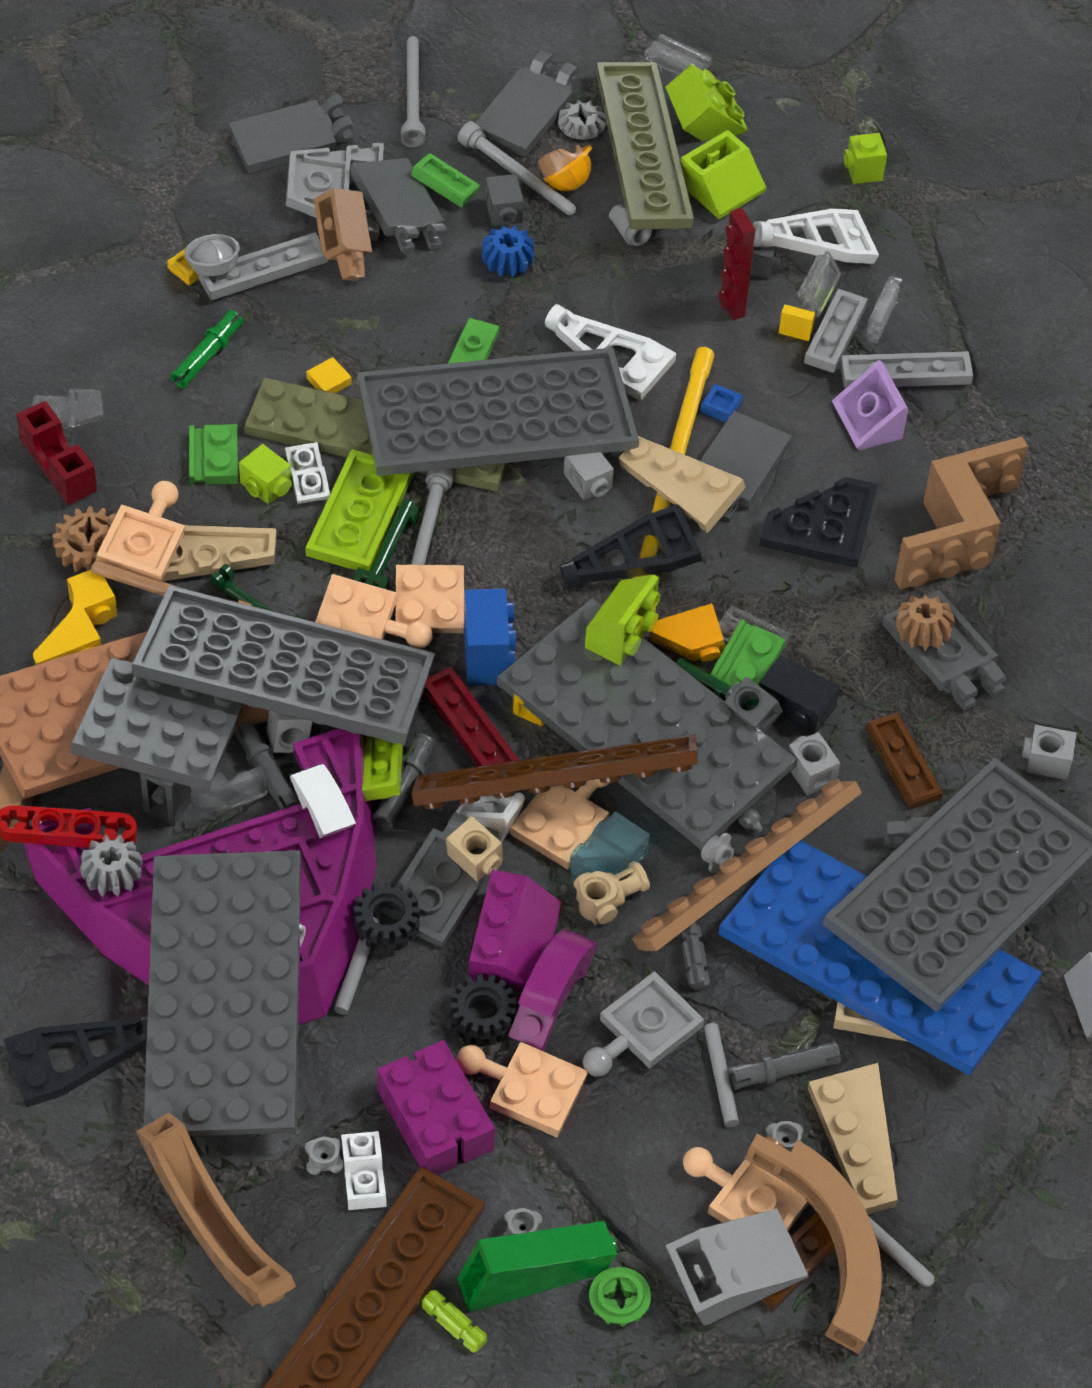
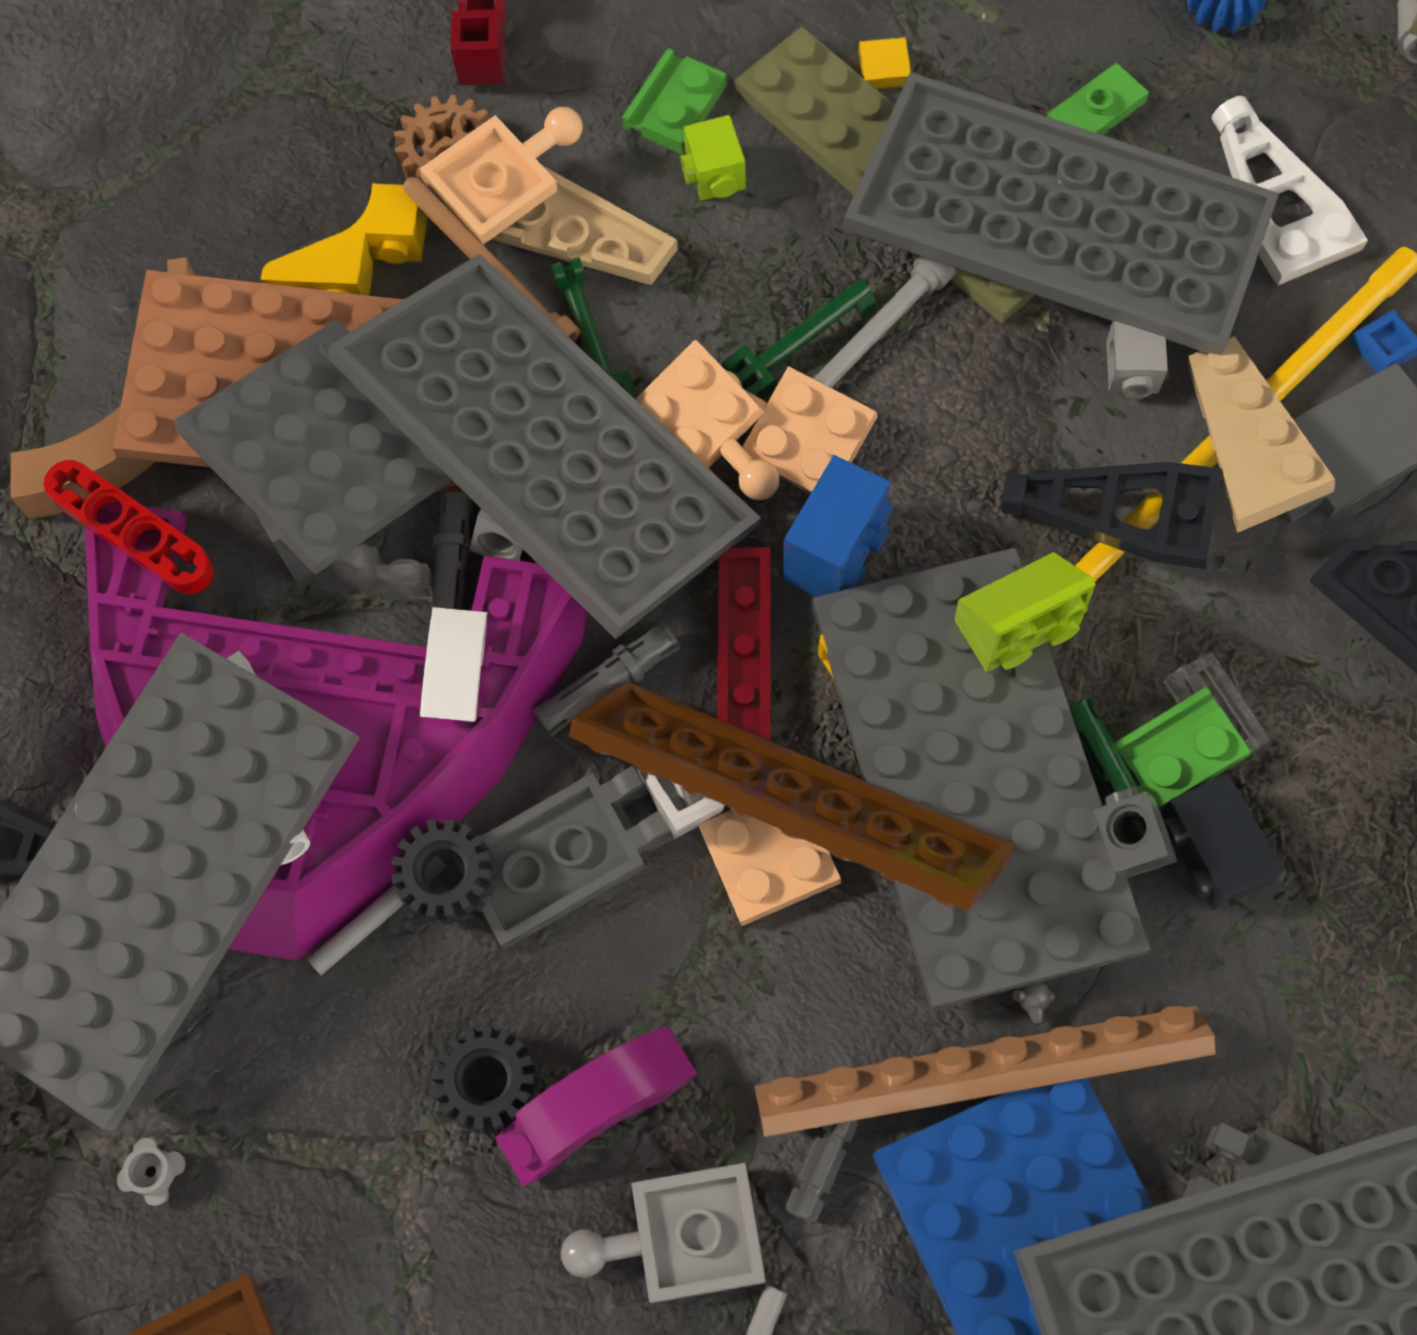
camera: 40 degrees right, 15 degrees up
(111, 865) = (122, 597): light grey gear -> none
(307, 473) = (771, 182): white slope -> none
(357, 514) = (792, 270): lime plate -> none
(363, 1170) = (186, 1224): white slope -> none
(381, 769) = (574, 658): lime plate -> none
(435, 1108) = (321, 1198): magenta piece -> none
(471, 836) = (601, 823): tan brick -> none
(512, 929) = (597, 986): magenta slope -> none
(532, 1088) = (480, 1237): light nougat plate -> none
(610, 848) = (808, 938): clear light blue slope -> none
(611, 890) = (774, 999): tan connector -> none
(691, 634) = (1127, 671): light orange slope -> none
(717, 851) = (953, 1025): light grey plate -> none
(815, 774) = (1166, 983): light grey brick -> none
(904, 761) = (1316, 1027): reddish brown tile -> none

